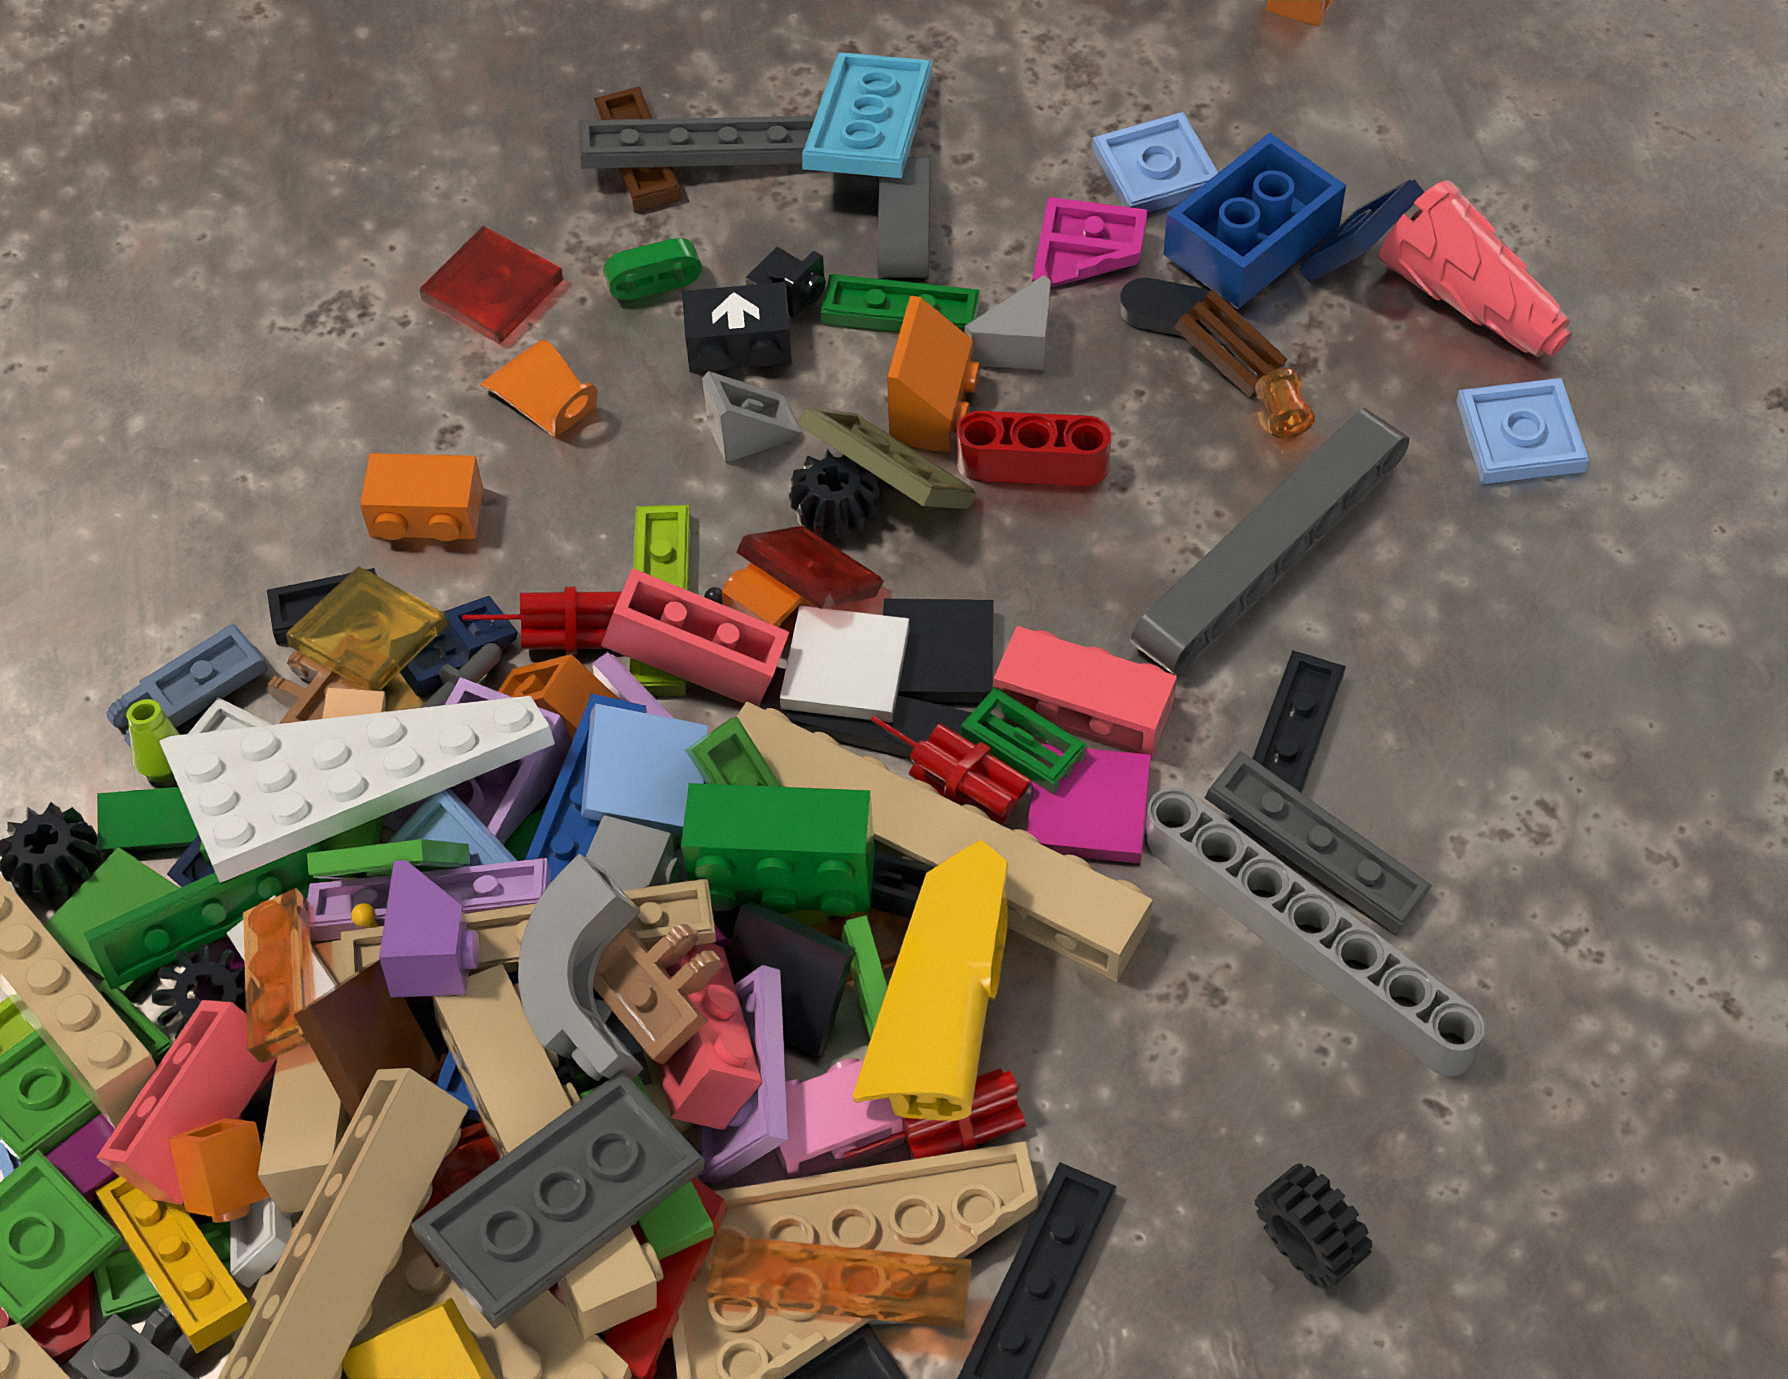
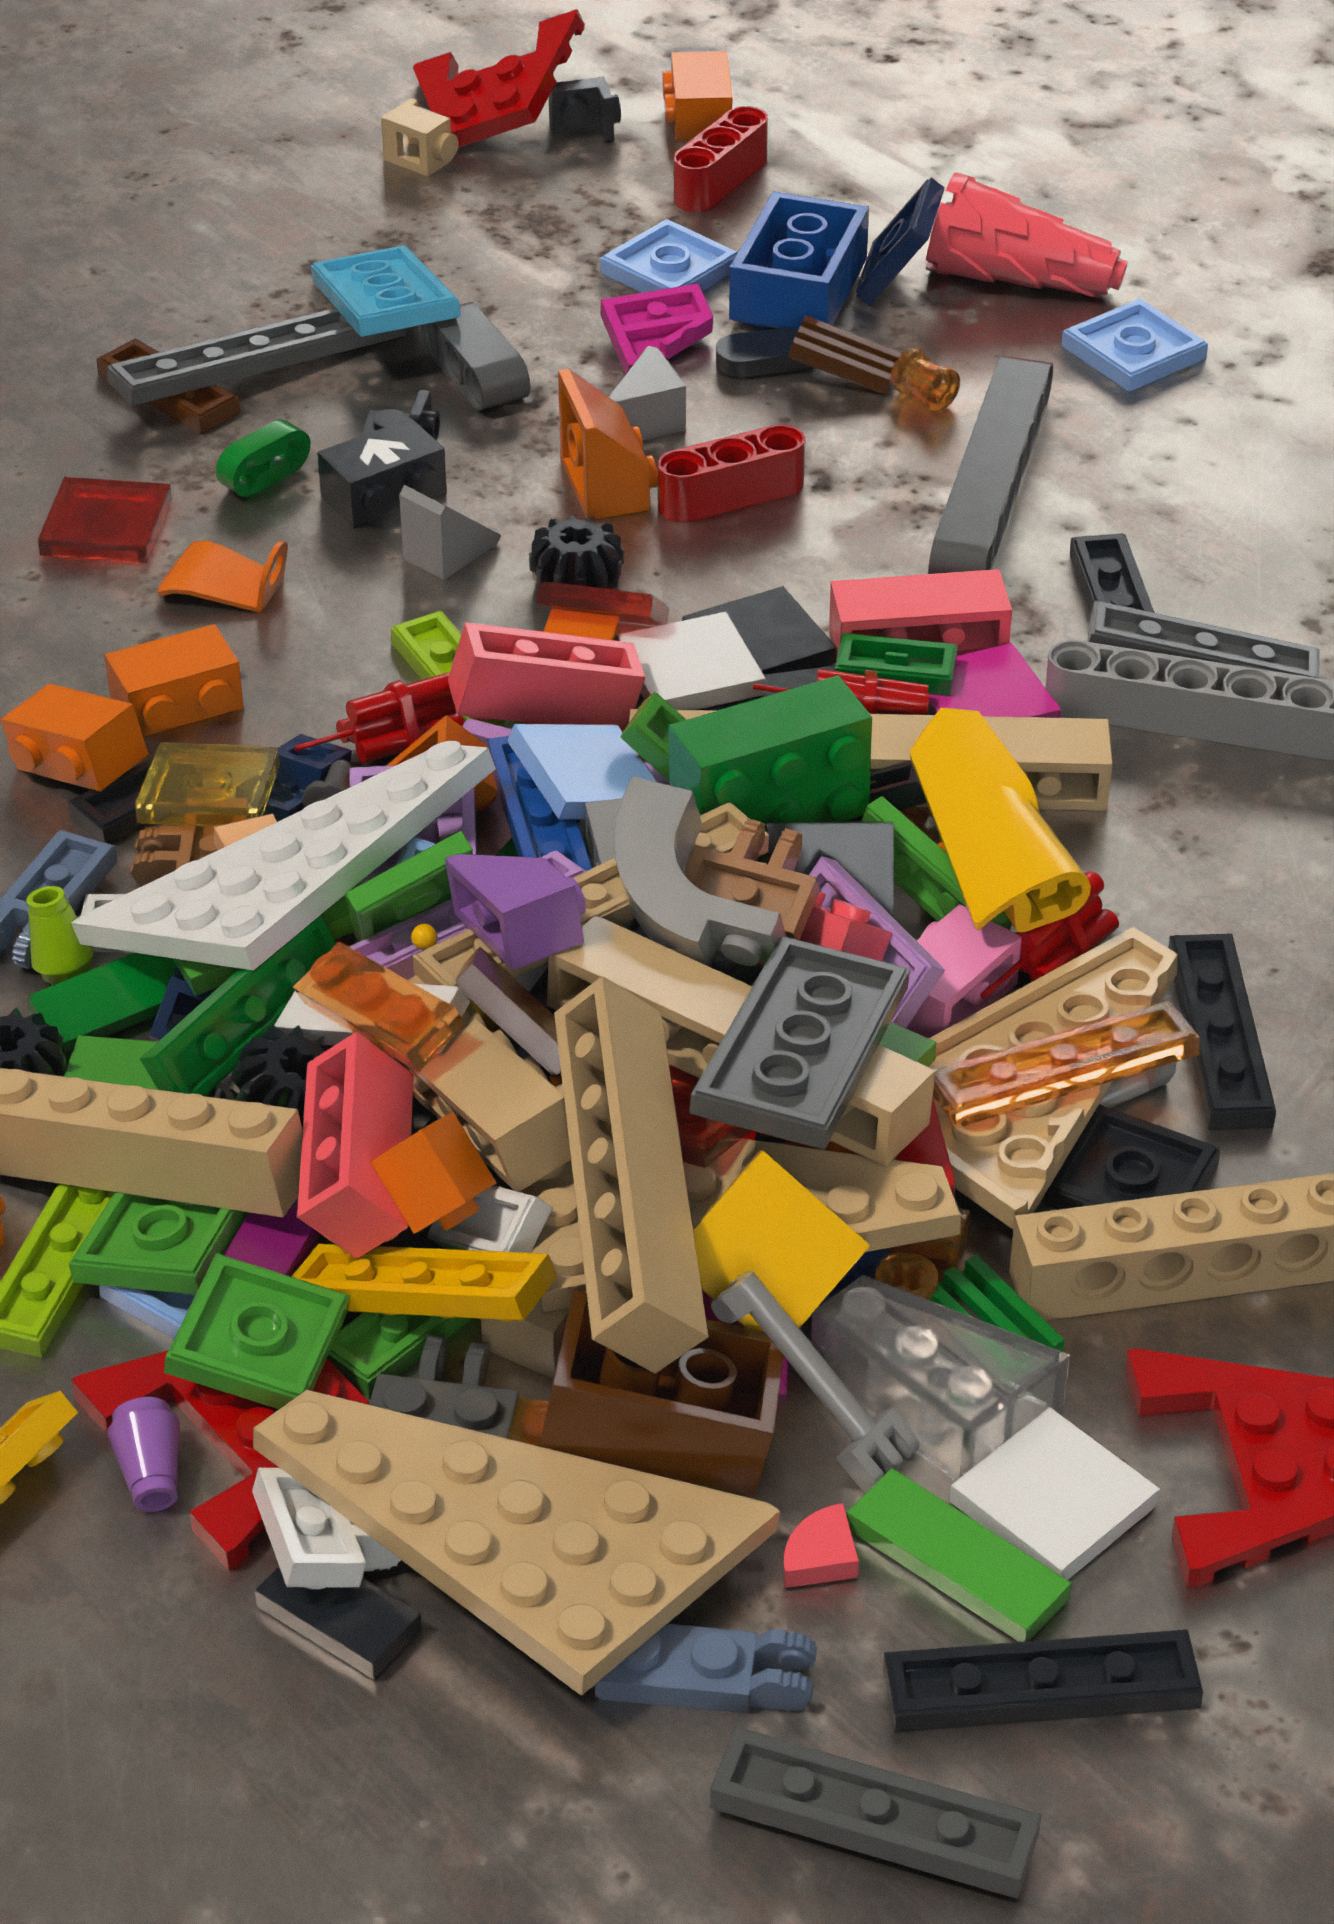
camera: 30 degrees left, 15 degrees down
(299, 529) = (74, 737): none -> orange brick
(883, 303) = (500, 425): green tile -> none
(888, 458) = (627, 509): olive tile -> none
(1277, 56) = (720, 158): none -> red beam

